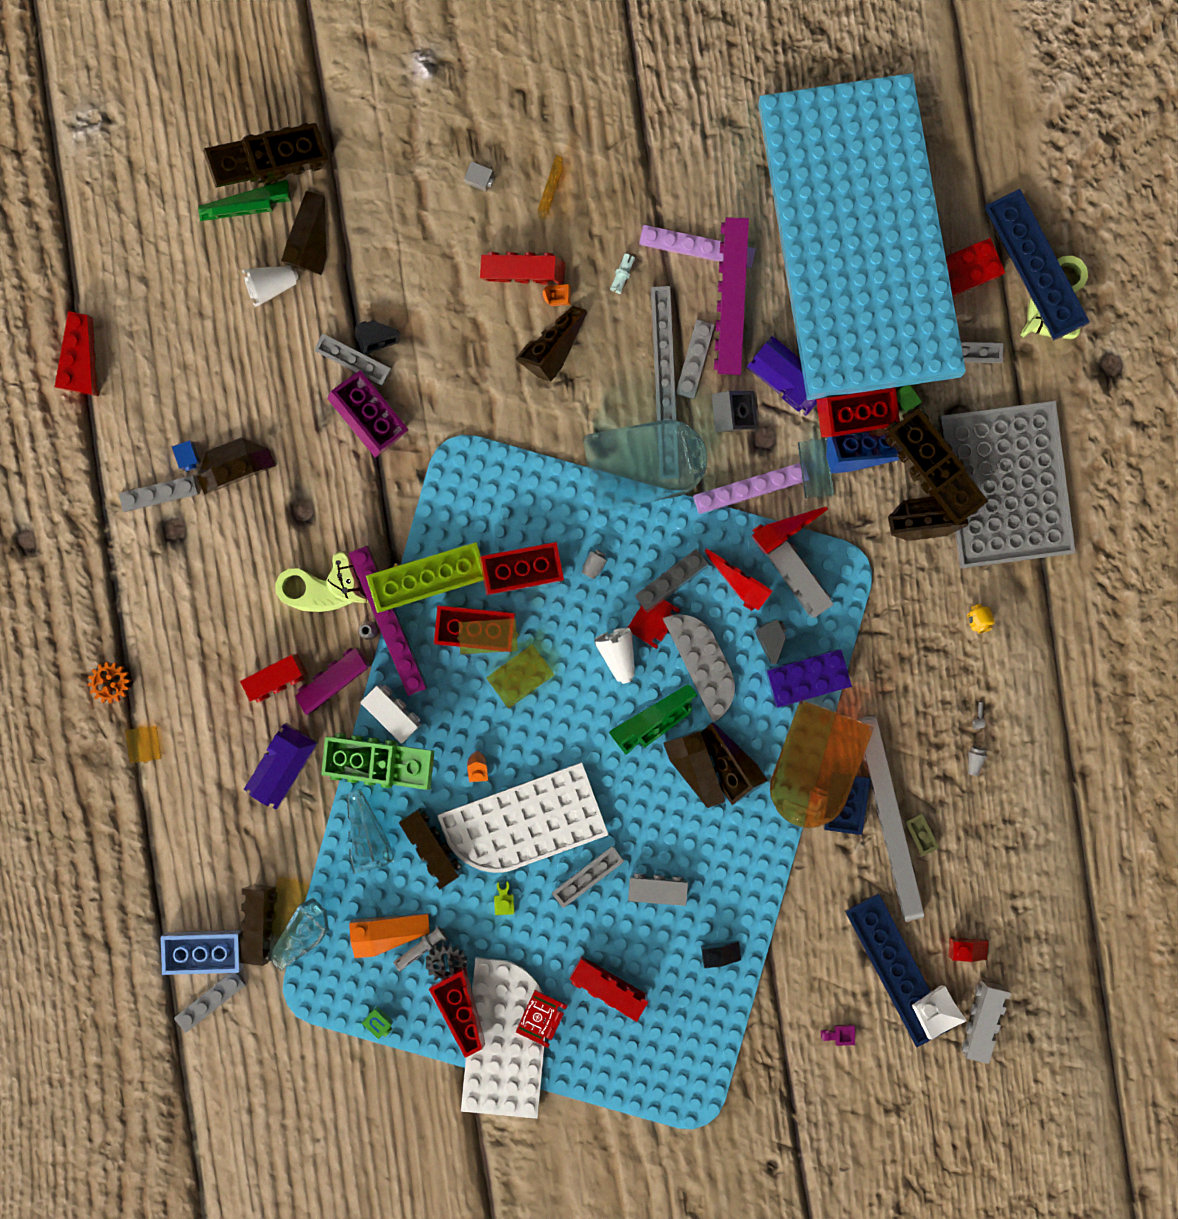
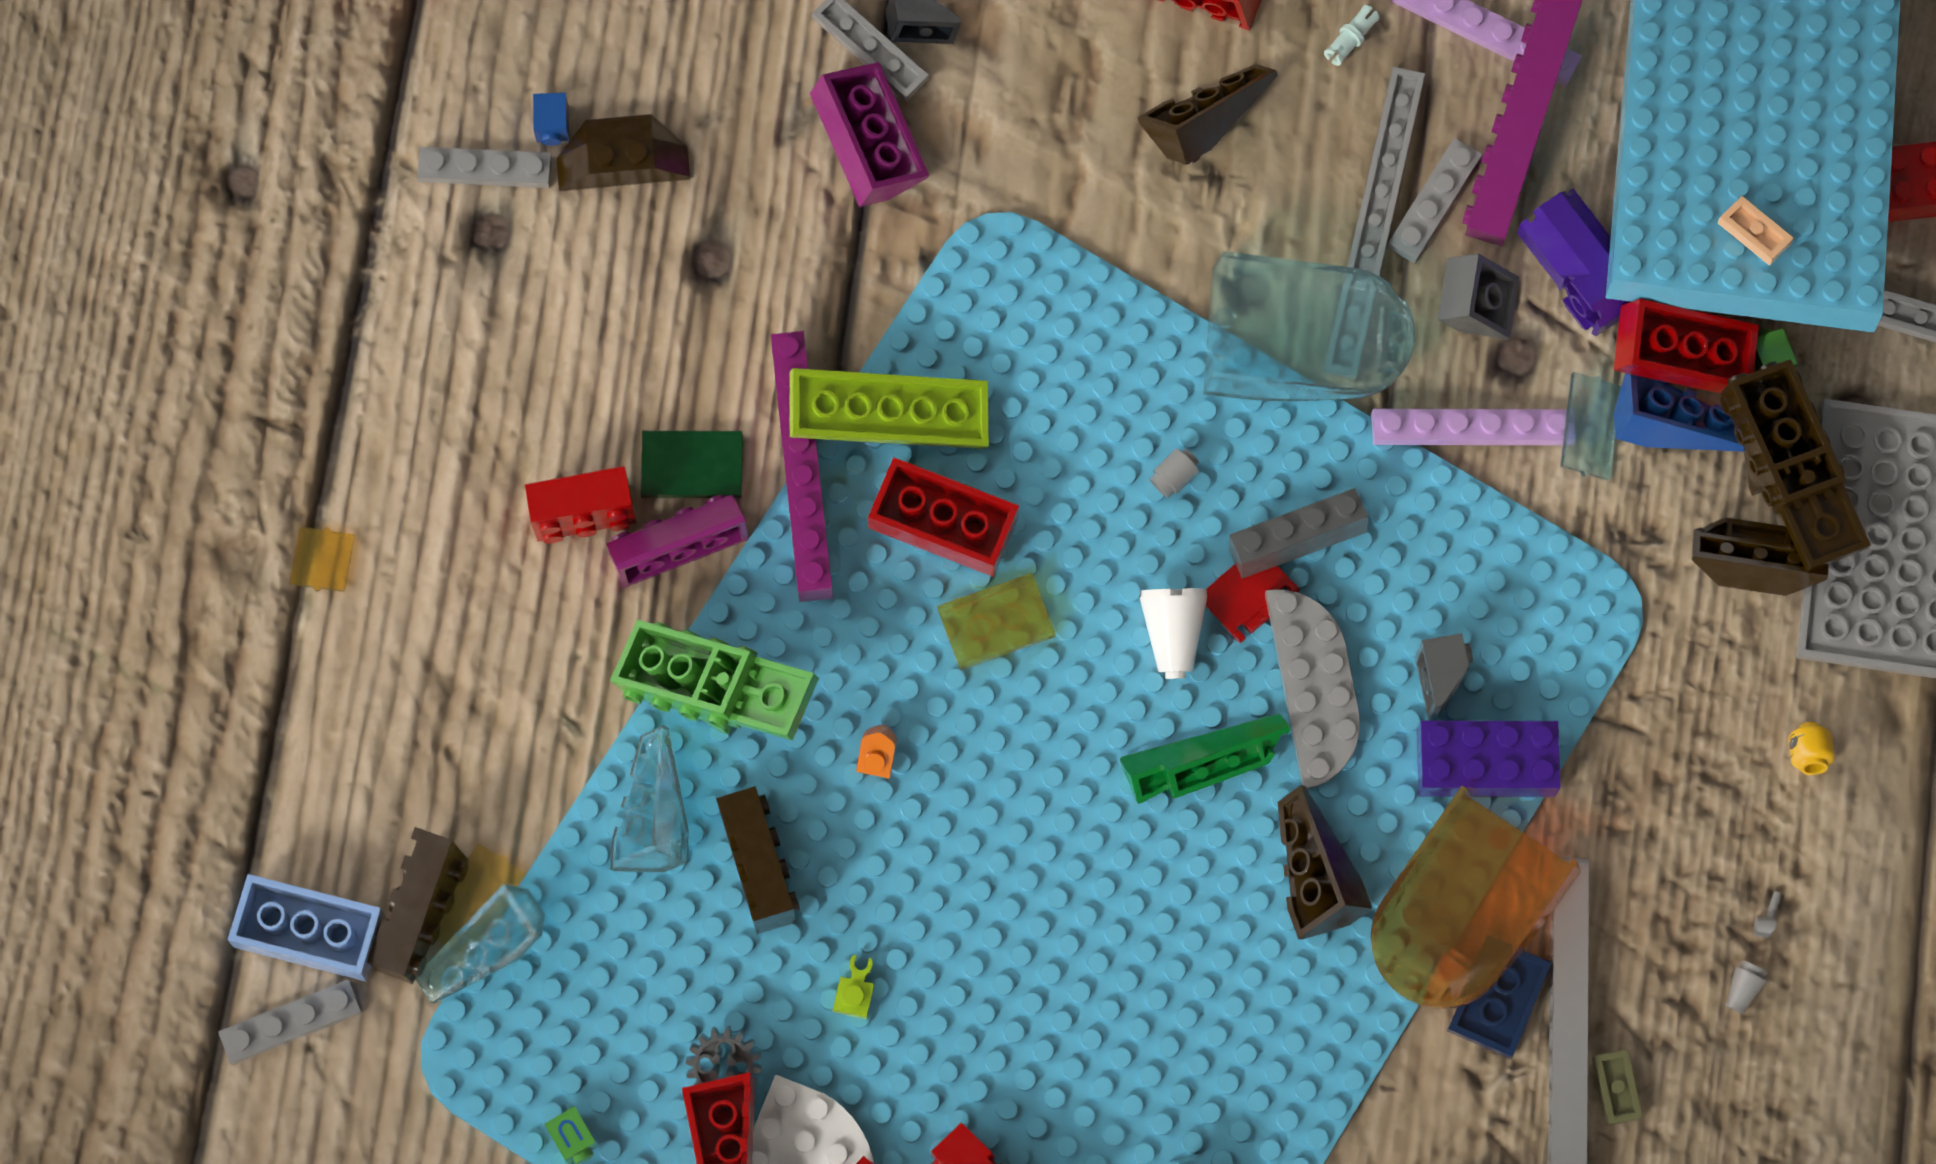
camera: 15 degrees right, 15 degrees down
(112, 672) = (312, 424): orange gear -> none
(280, 766) = (545, 652): dark purple brick -> none
(327, 633) = (691, 464): none -> dark green tile
(336, 592) = (708, 400): yellowish green animal -> none
(372, 630) = (763, 482): light grey cone -> none
(380, 934) = (624, 986): orange wedge -> none
(391, 713) = (761, 610): white brick -> none
(424, 946) = (686, 1030): light grey pin -> none
(488, 636) = (963, 529): clear yellow piece -> none
(521, 568) = (1051, 440): red brick -> none
(525, 822) = (933, 865): white plate -> none
(557, 295) = (1235, 38): orange plate -> none
(587, 876) = (1013, 989): light grey plate -> none
(657, 889) = (1128, 1045): light grey brick -> none
(693, 762) = (1250, 842): dark brown wedge -> none
(746, 587) = (1425, 580): red wedge -> none
(775, 533) = (1502, 505): red wedge -> none
(799, 579) = (1517, 592): light grey wedge -> none
(883, 343) = (1755, 230): none -> light nougat plate

